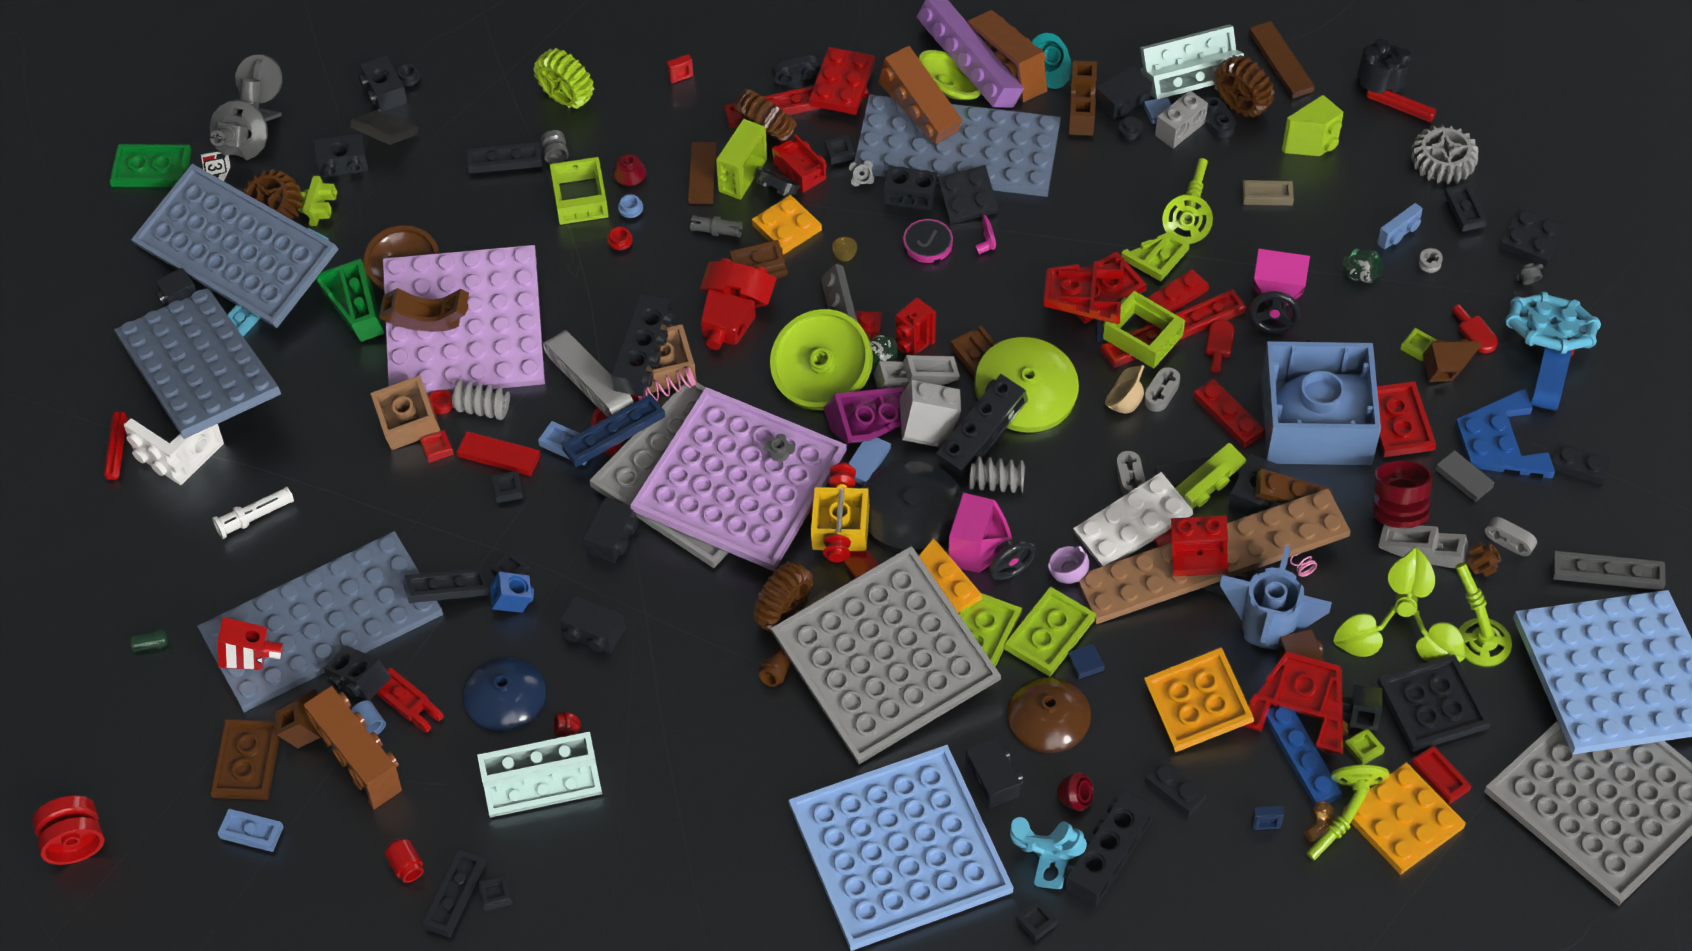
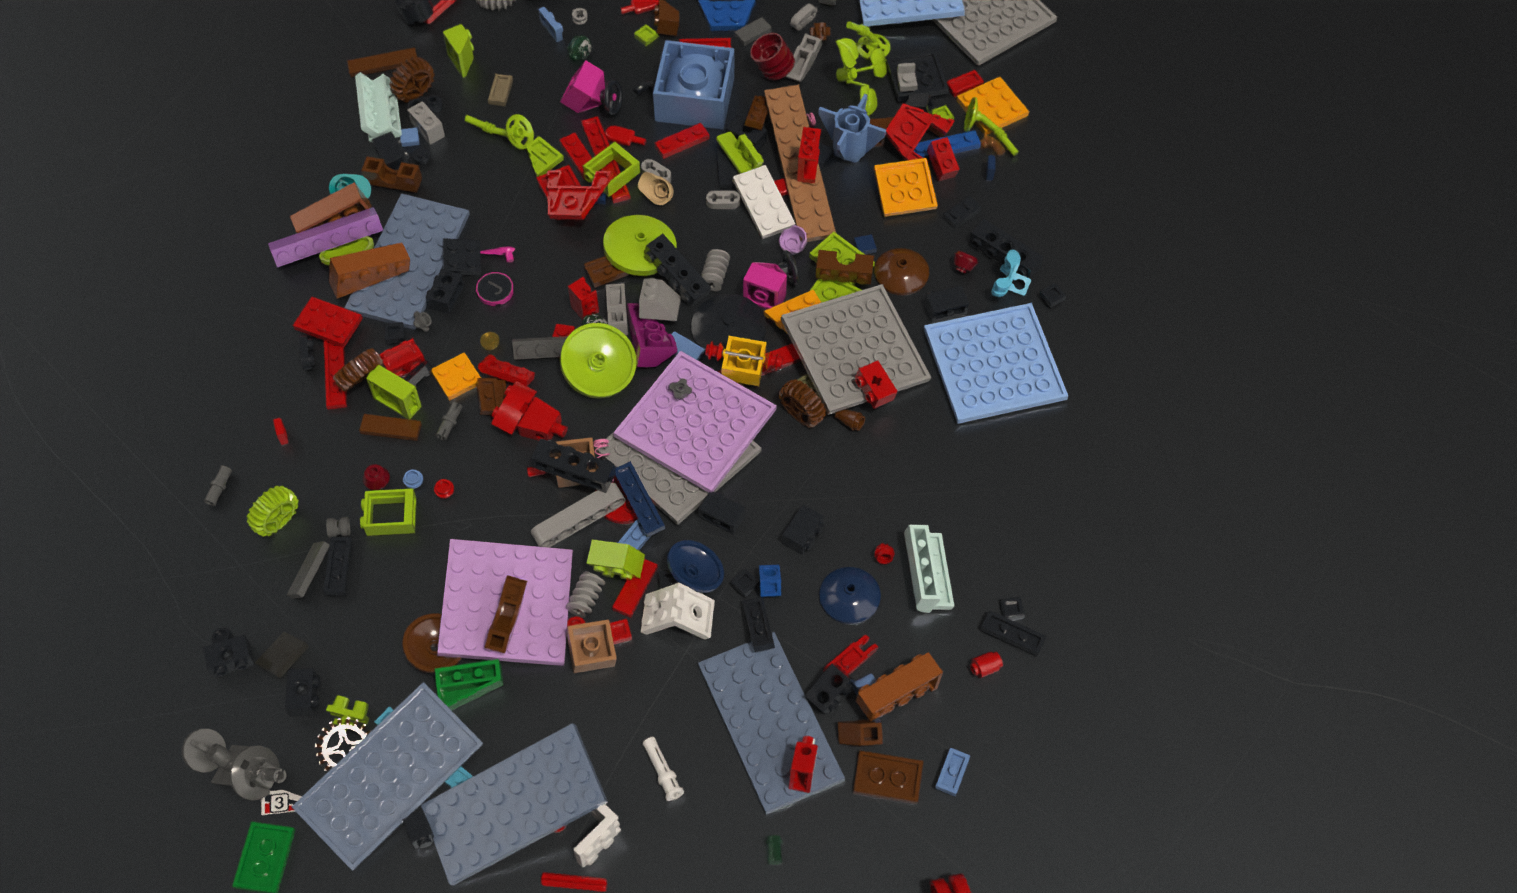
camera: 85 degrees left, 5 degrees up
(457, 487) = (675, 607): none -> white bracket
(496, 131) = (308, 570): none -> dark grey tile
(519, 414) = (615, 559): none -> lime brick
(537, 495) = (695, 566): none -> dark blue dish
(601, 29) = (217, 485): none -> dark grey pin
(797, 272) = (505, 370): none -> red plate
(813, 690) = (875, 384): none -> red brick
(1023, 647) = (857, 272): none -> reddish brown arch
(1261, 743) = (943, 159): none -> red brick
(1414, 681) = (906, 77): none -> light grey bracket

